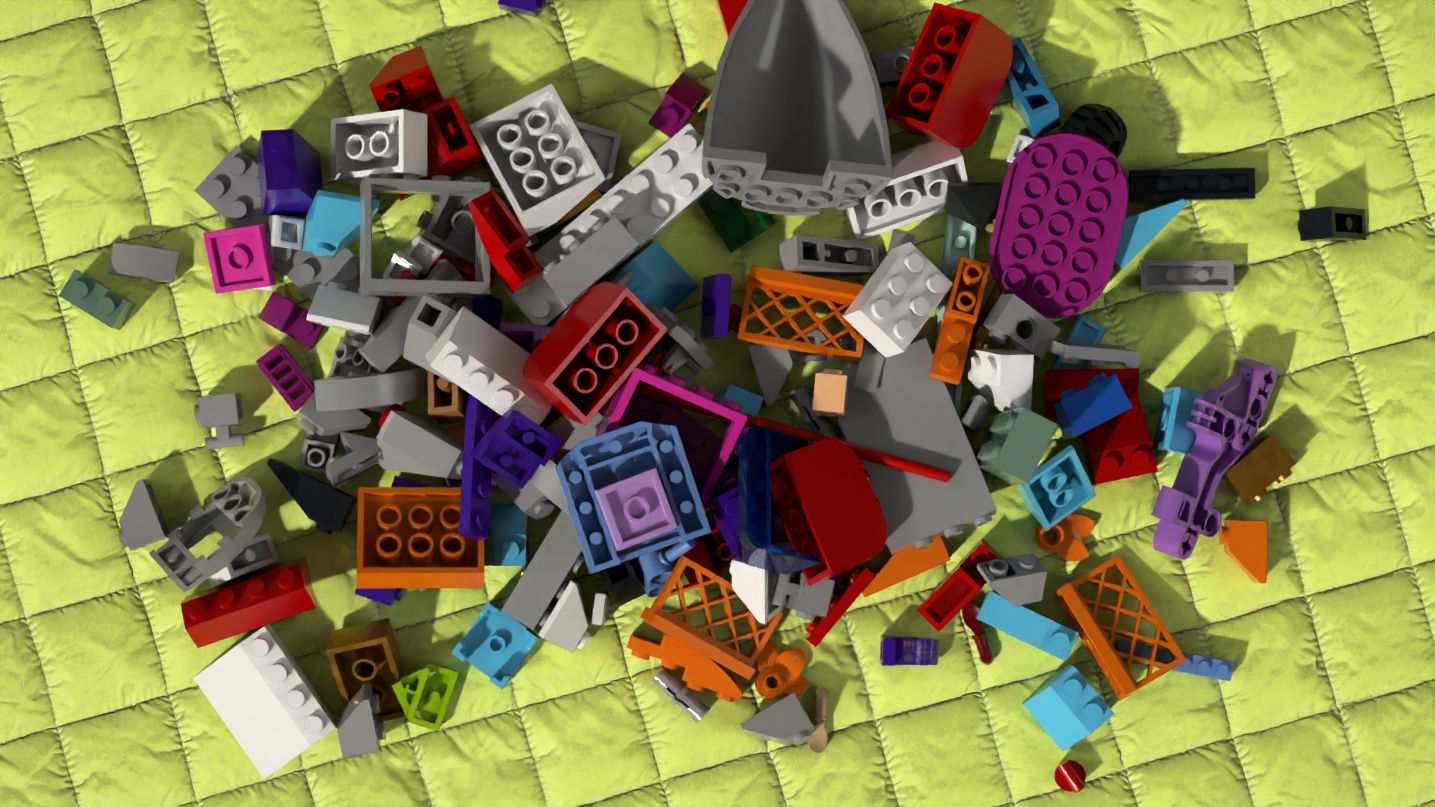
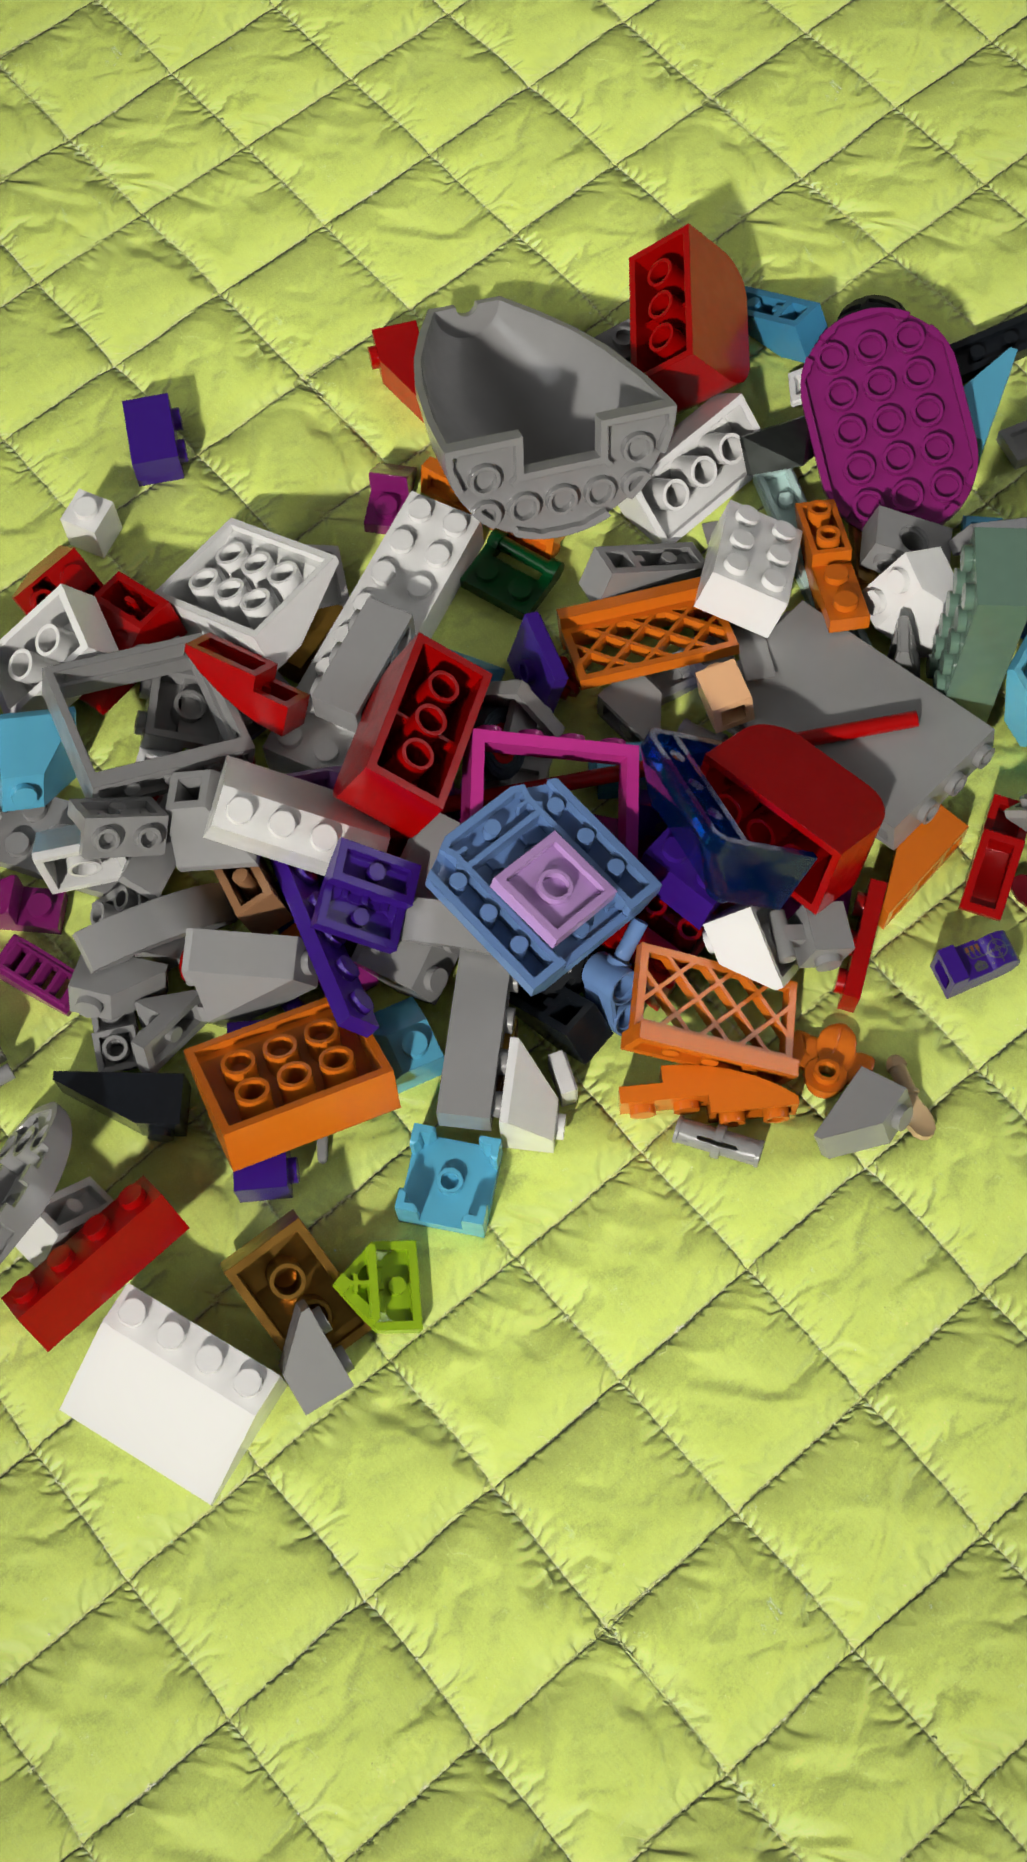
camera: 20 degrees left, 20 degrees down
(373, 319) = (119, 826): none -> light grey bracket
(451, 35) = (91, 523): none -> white brick

